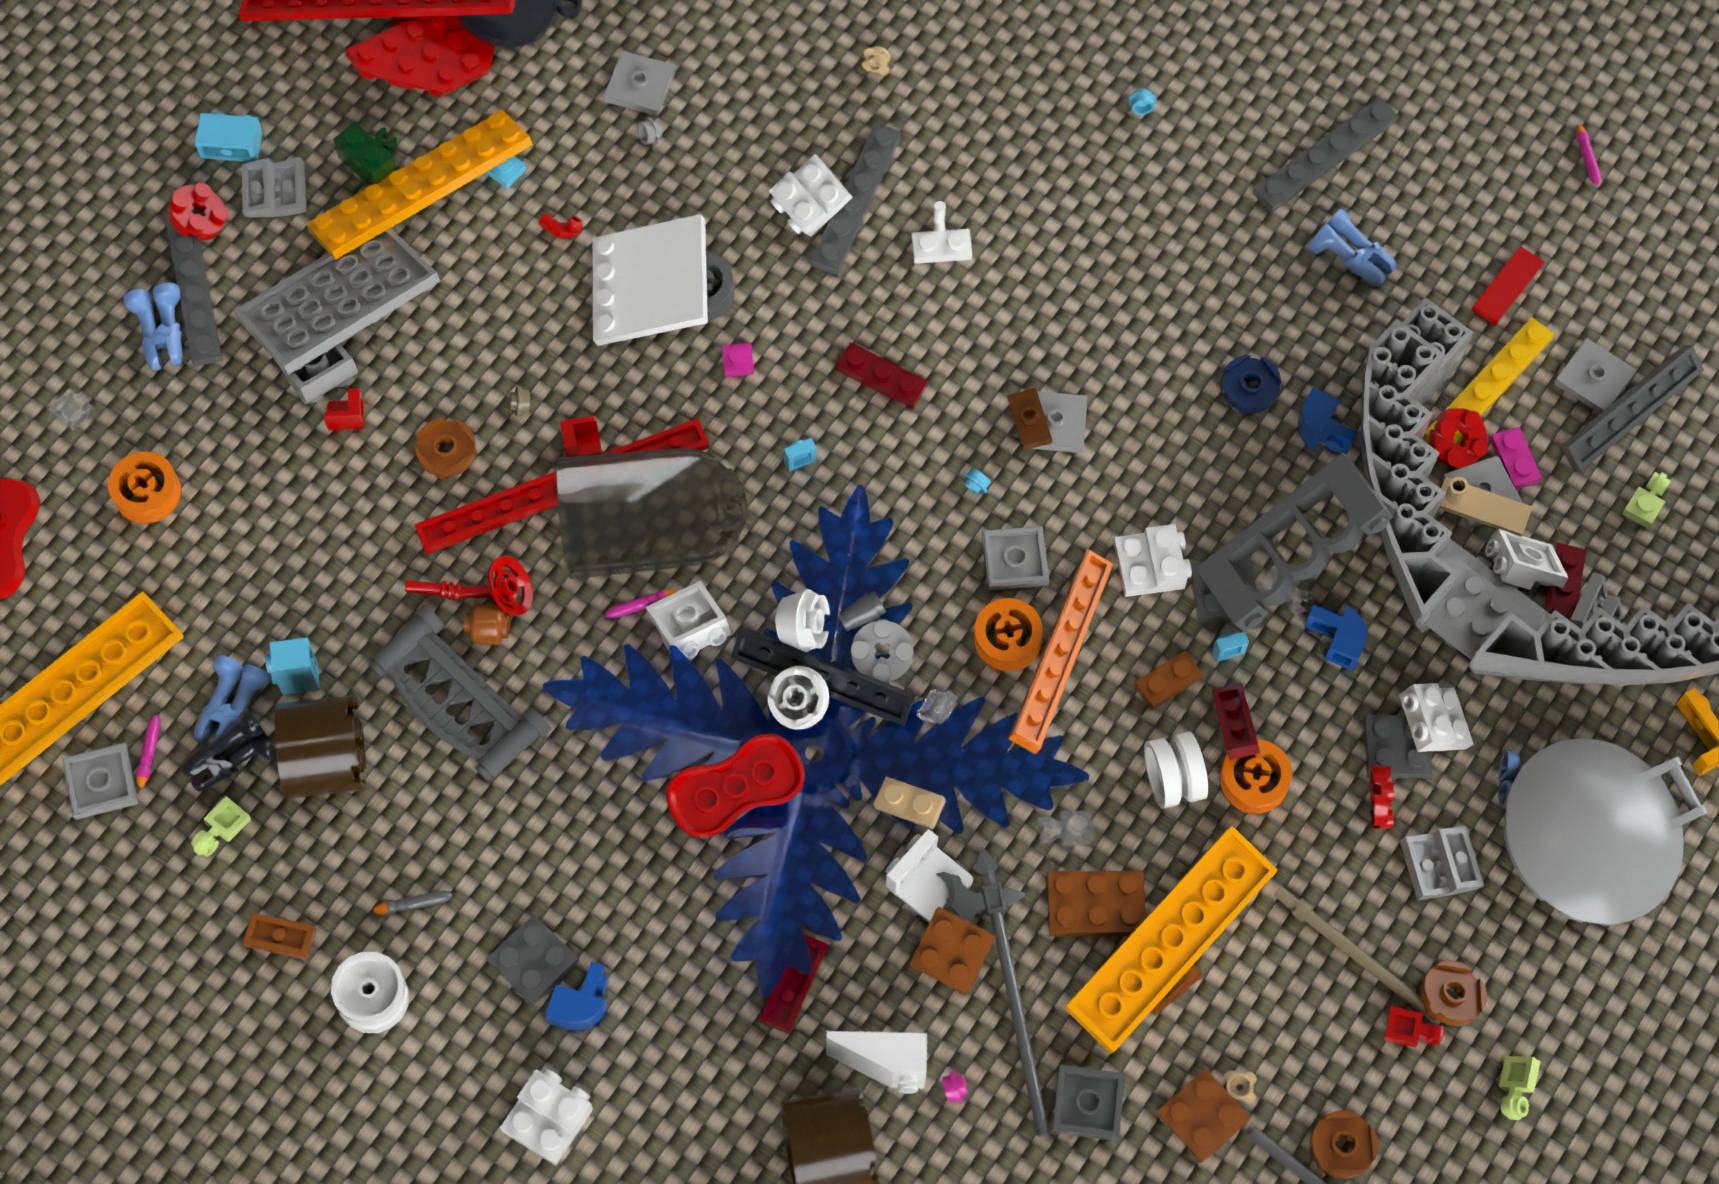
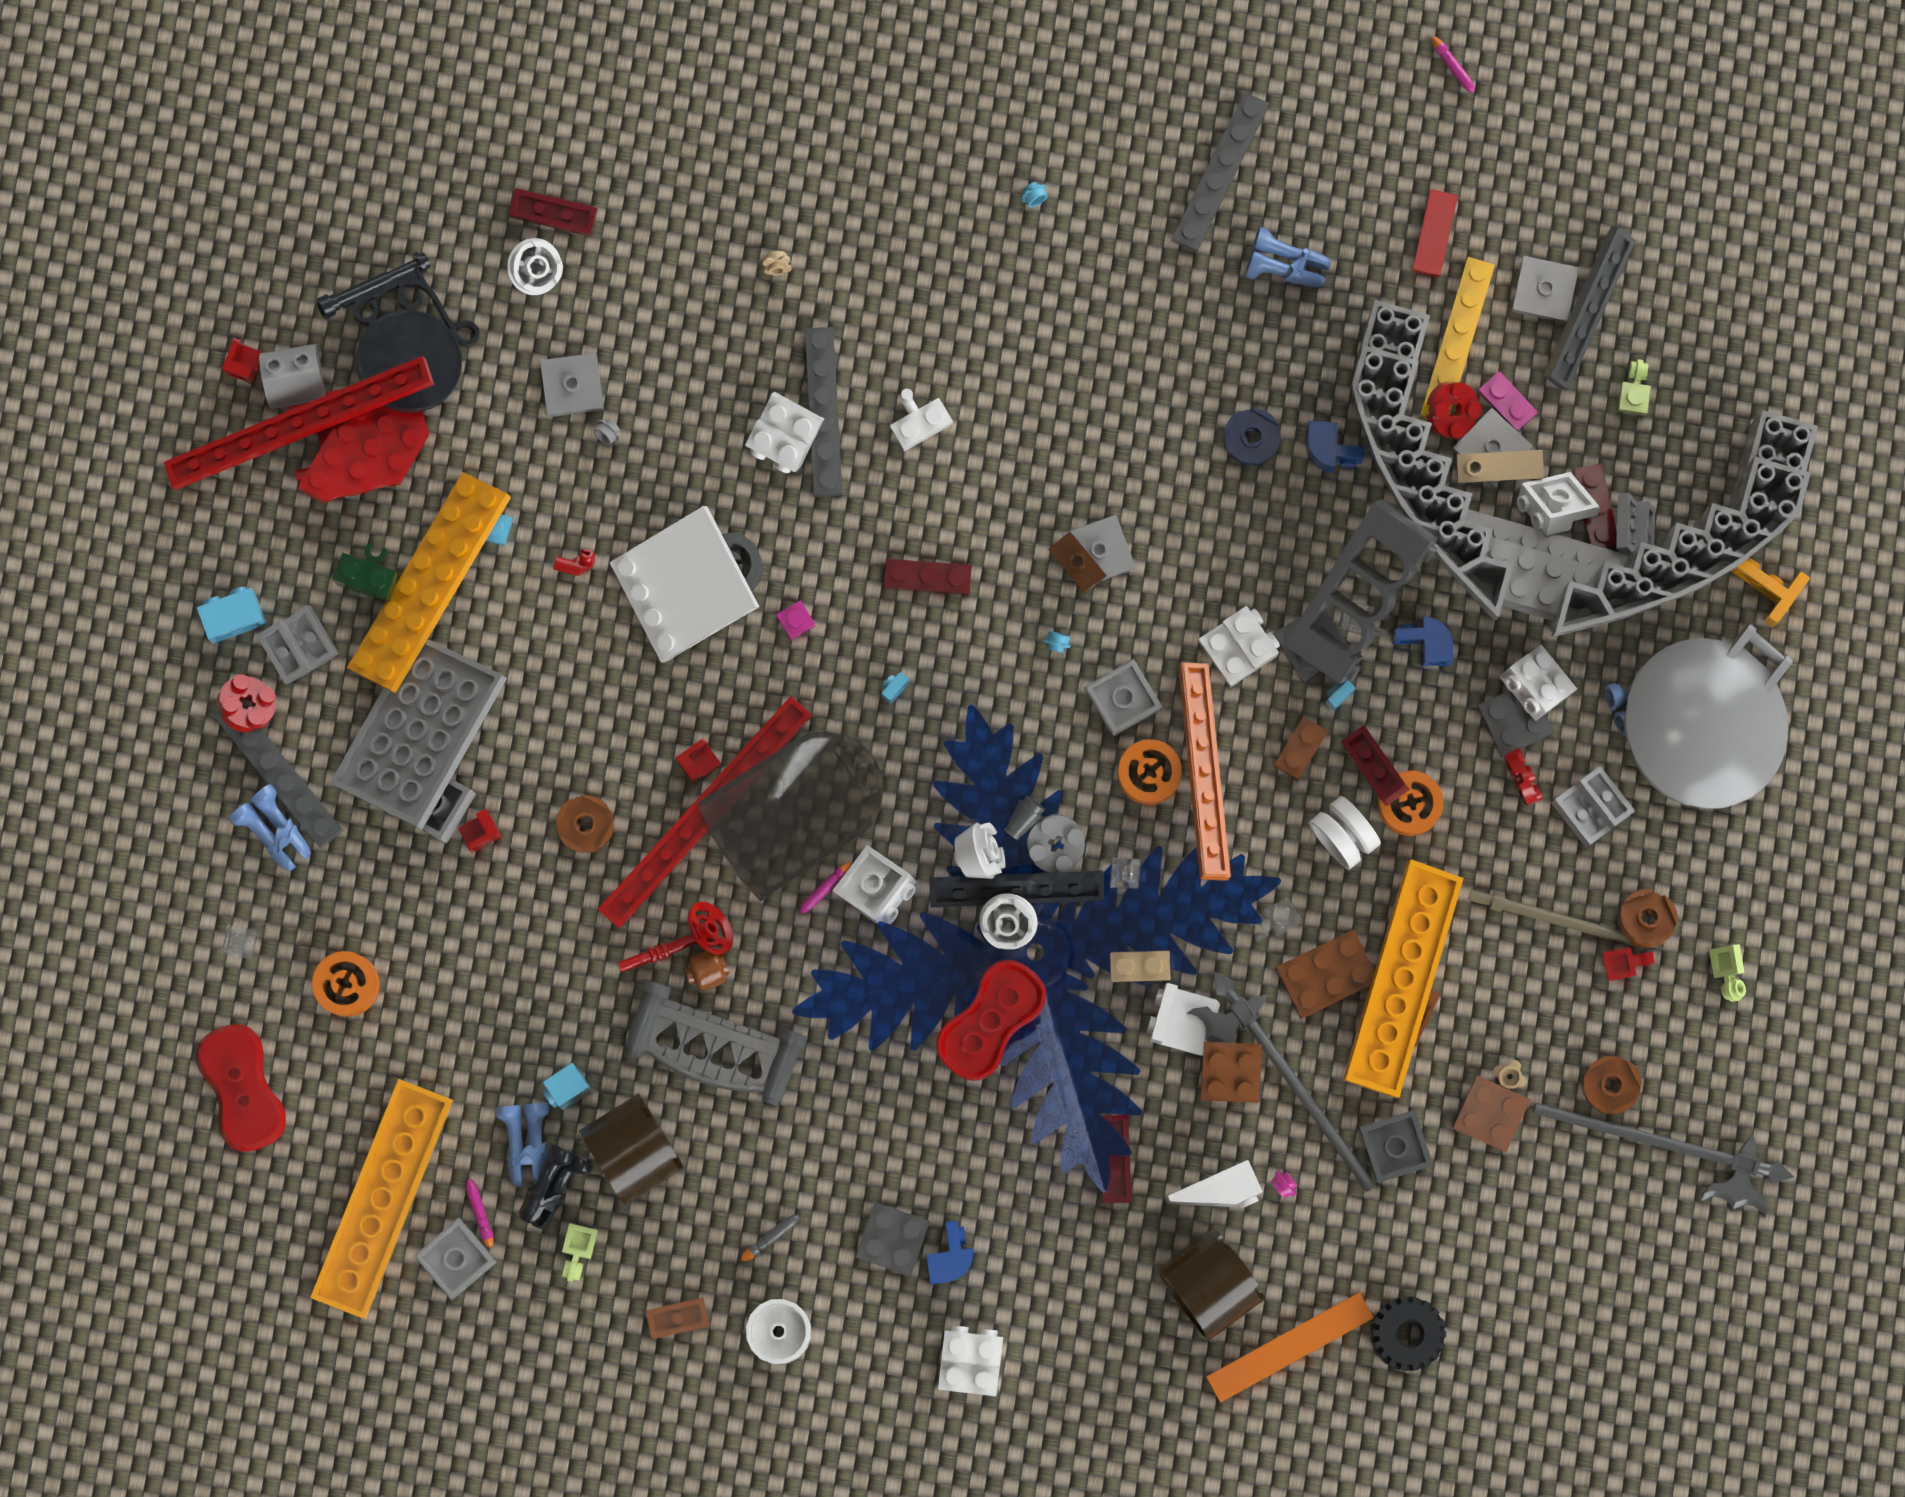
camera: 25 degrees left, 15 degrees up
(519, 401) = (627, 751): dark tan plate -> none

